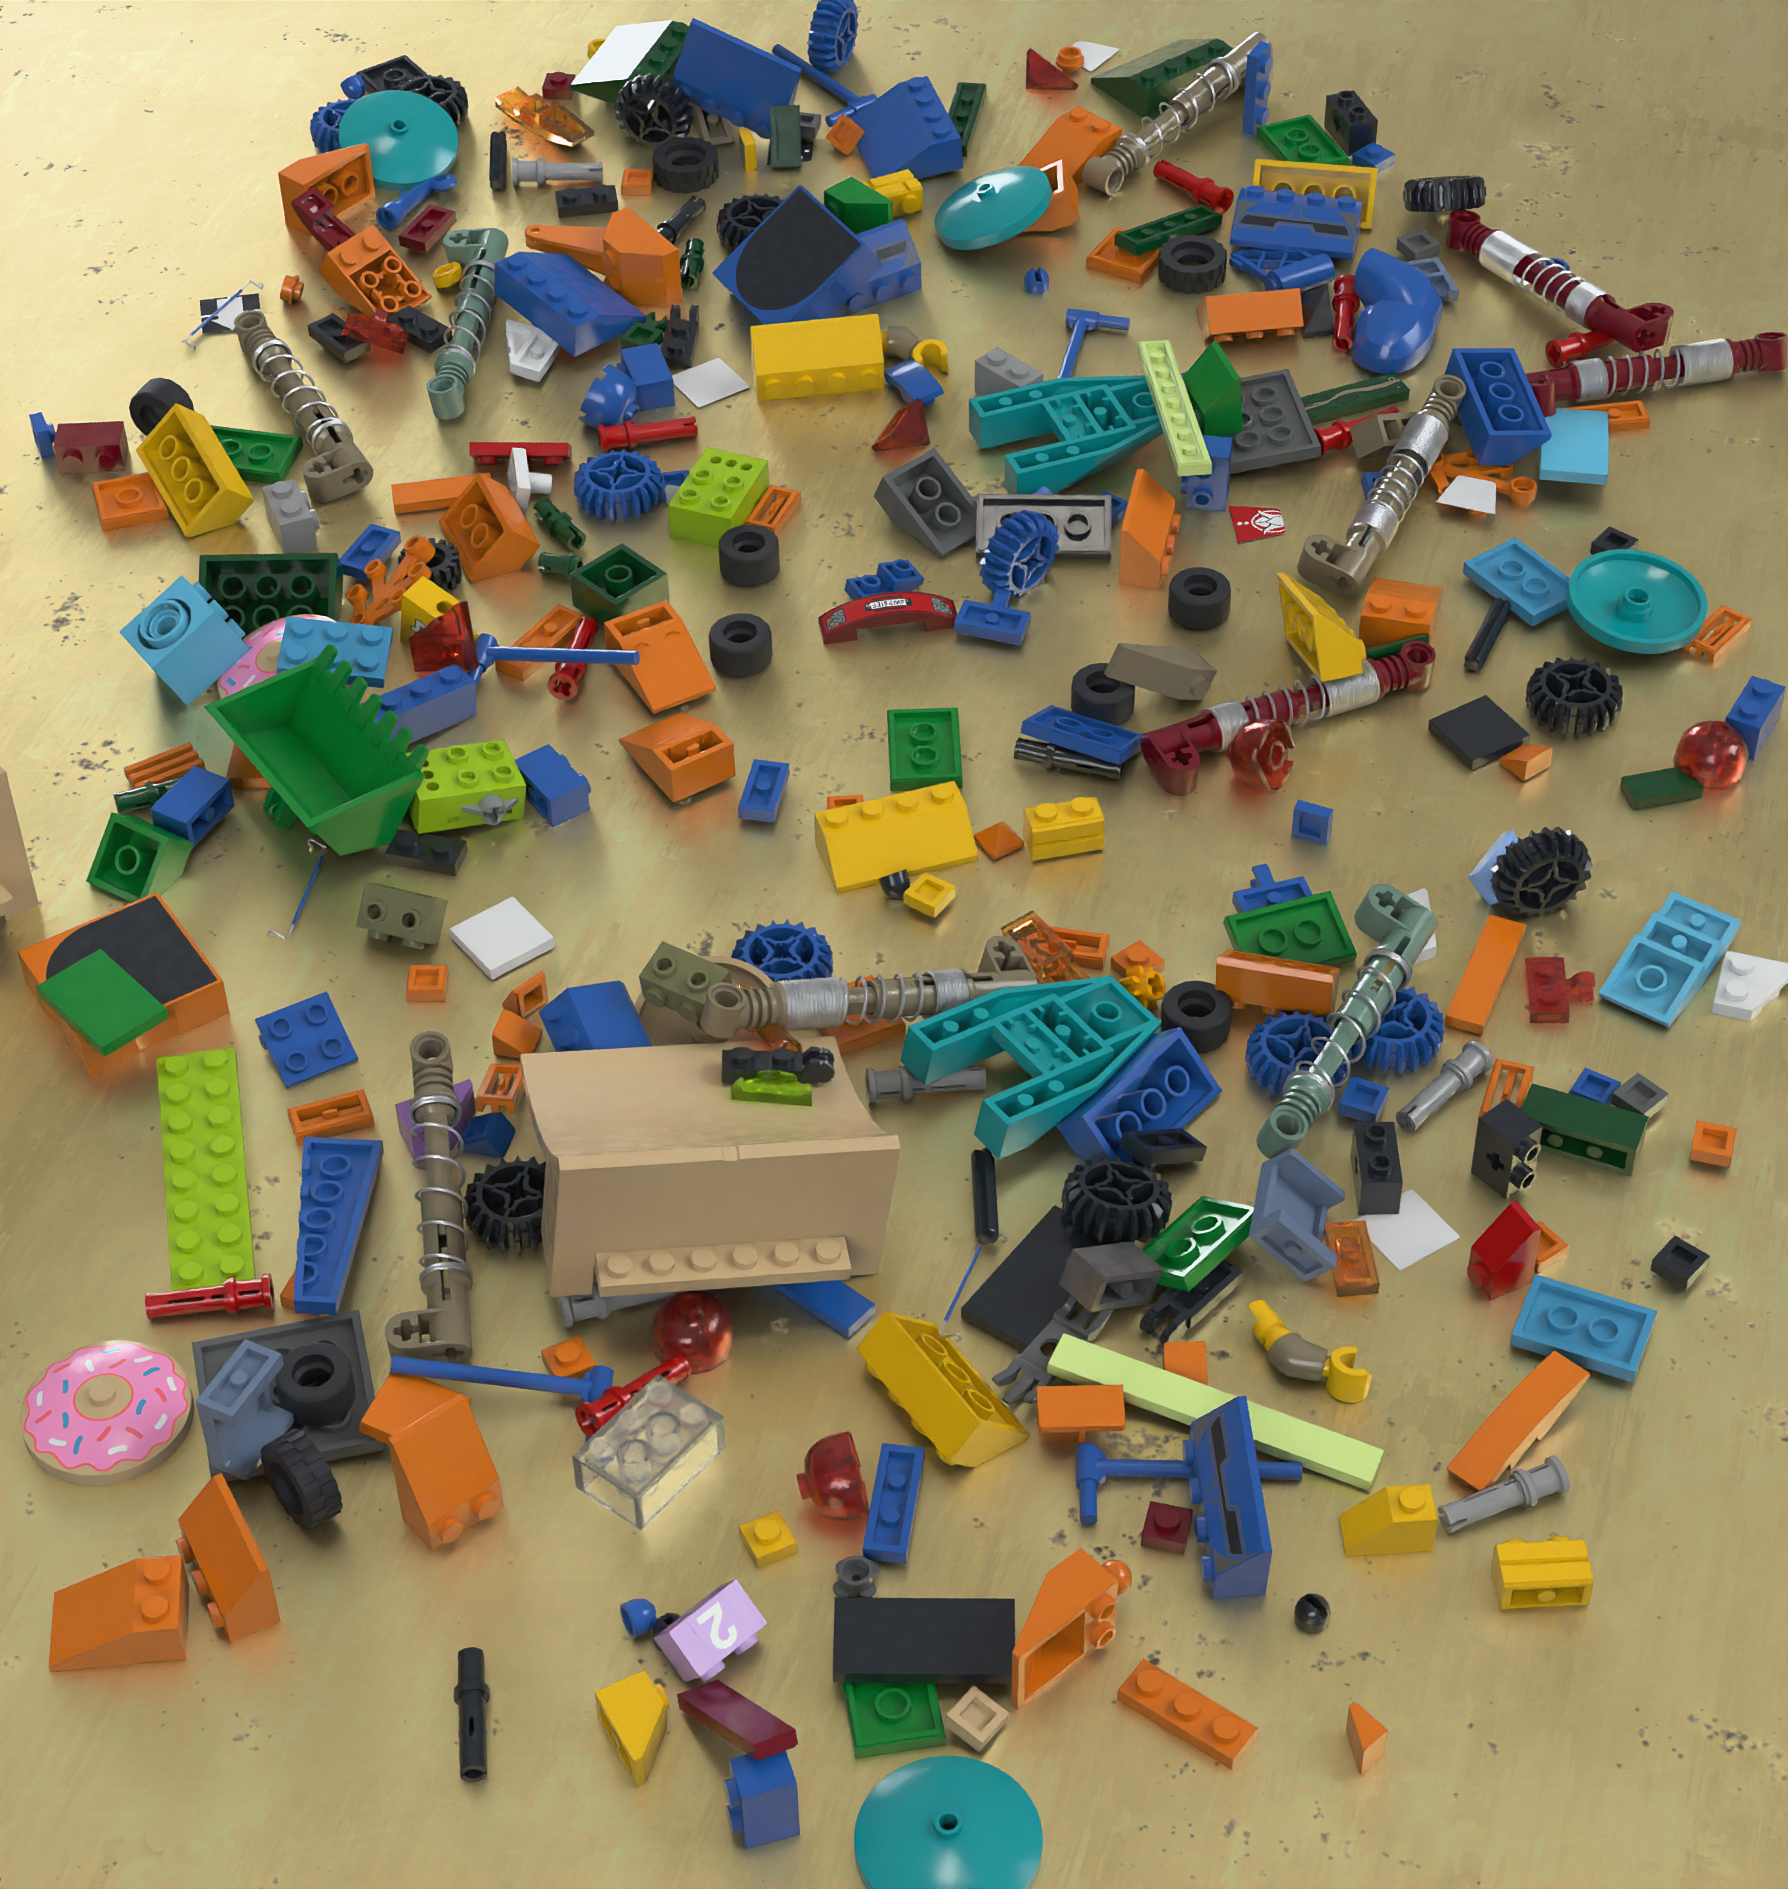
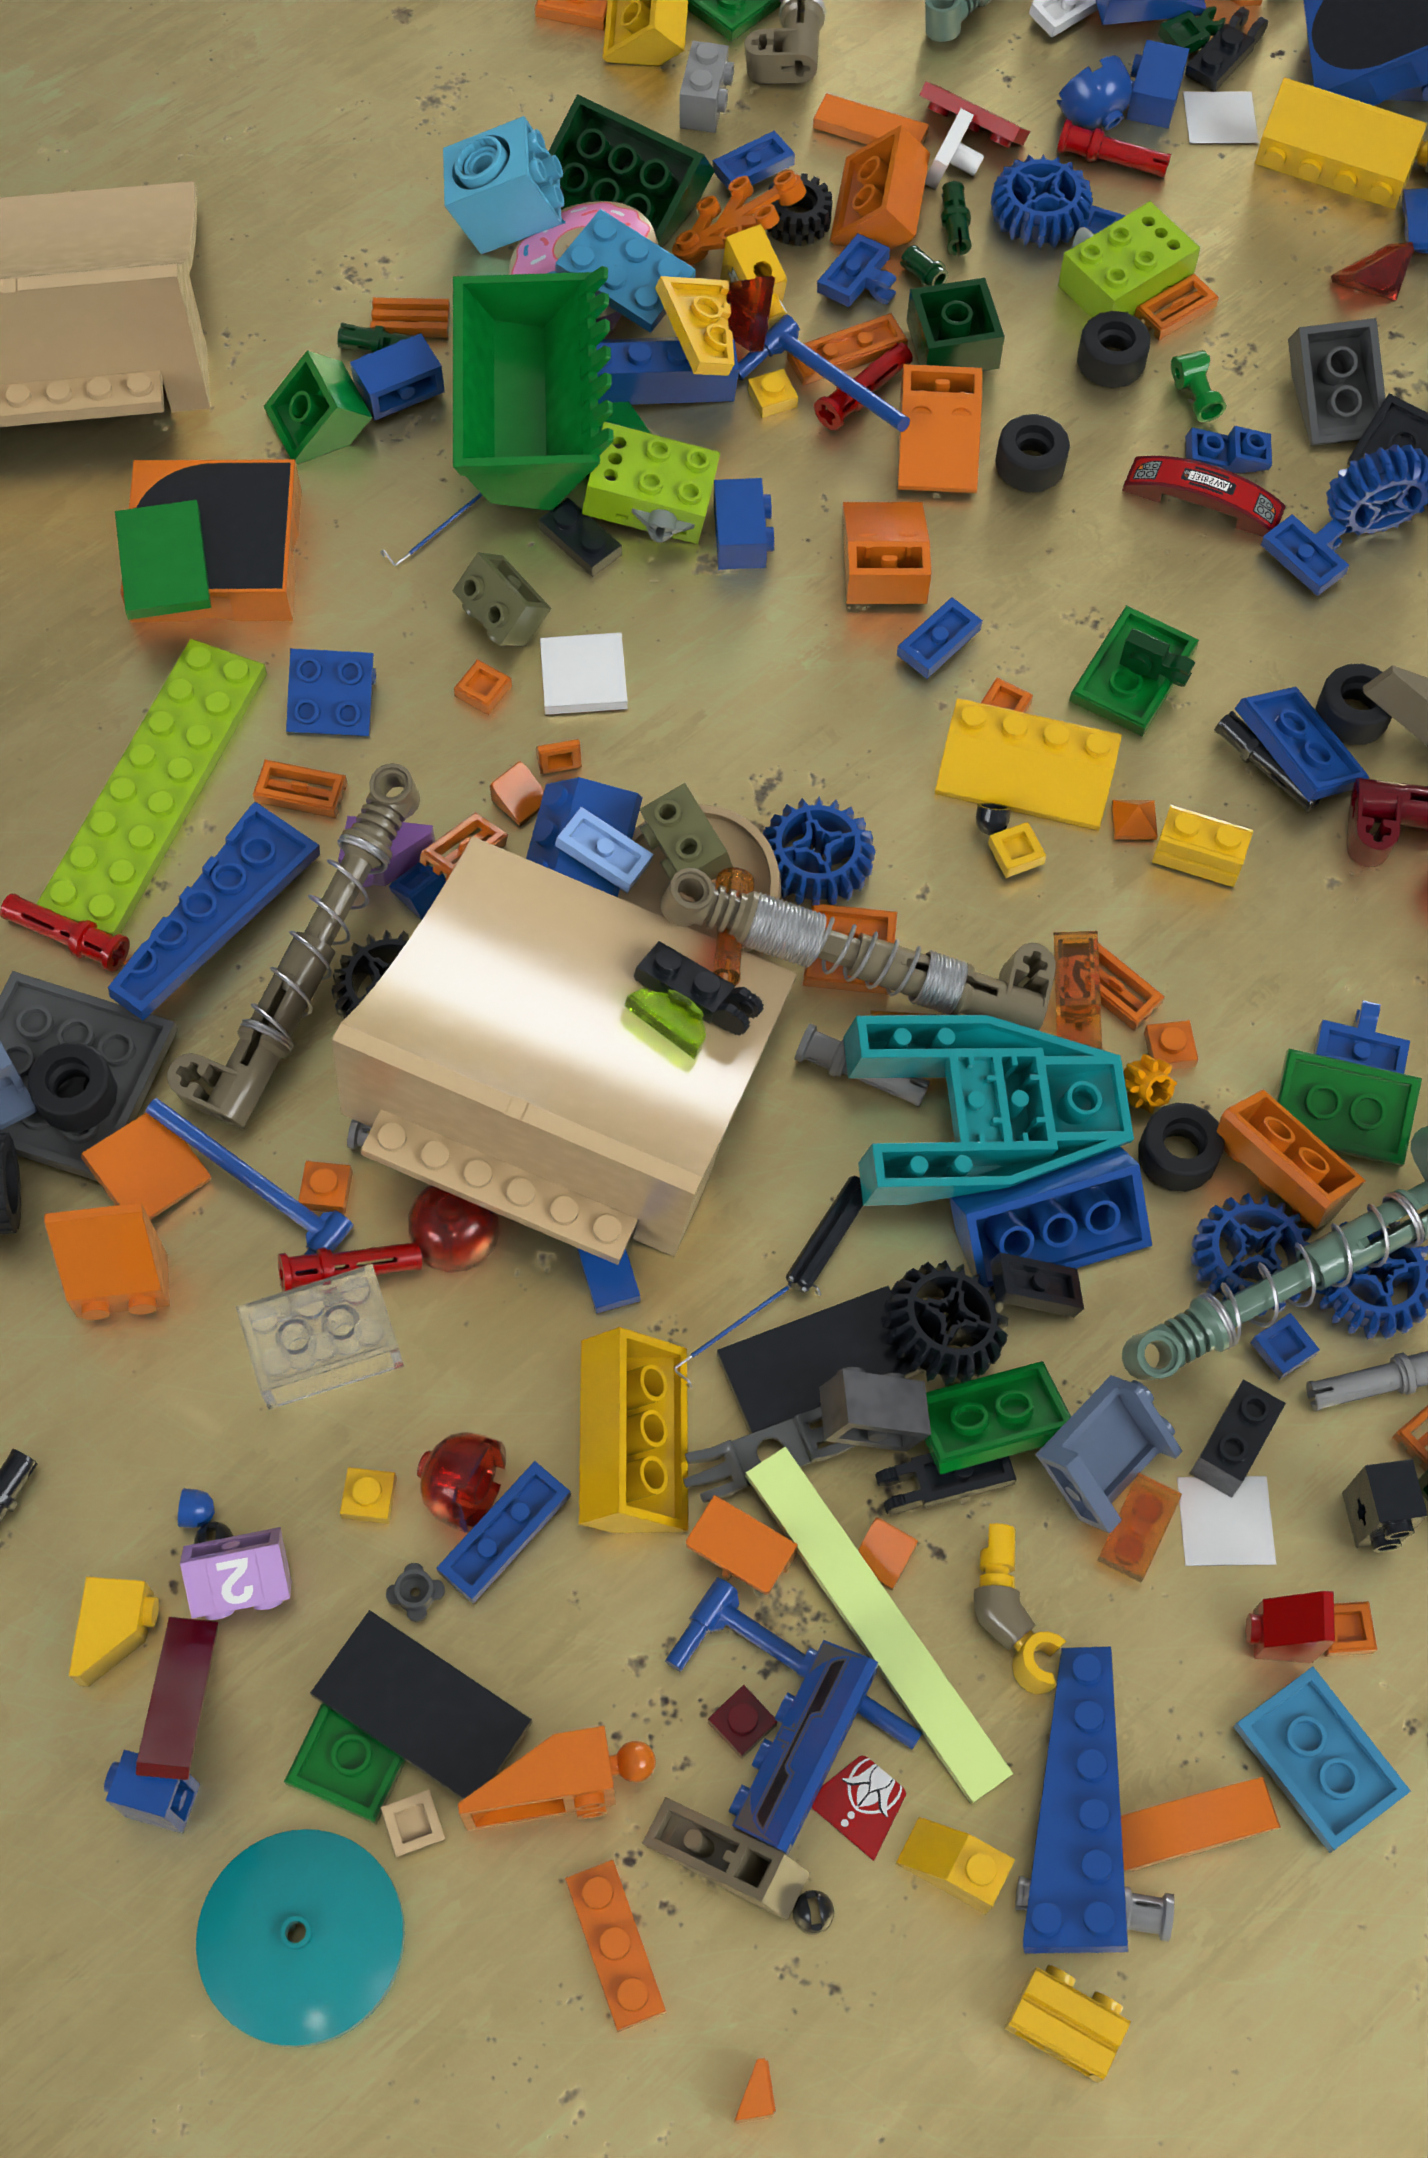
camera: 30 degrees right, 20 degrees up
(425, 658) = (700, 321): none -> yellow wing
(505, 694) = (772, 393): none -> yellow plate
(509, 586) = (858, 269): none -> blue plate
(627, 1021) = (604, 849): none -> light blue plate
(818, 545) = (1190, 372): none -> green leg
(934, 727) = (1151, 658): none -> dark green plate
(1227, 1608) = (727, 1858): none -> dark tan slope
(1296, 1532) = (861, 1804): none -> red sticker
(1466, 1458) = (1078, 1853): none -> blue wing

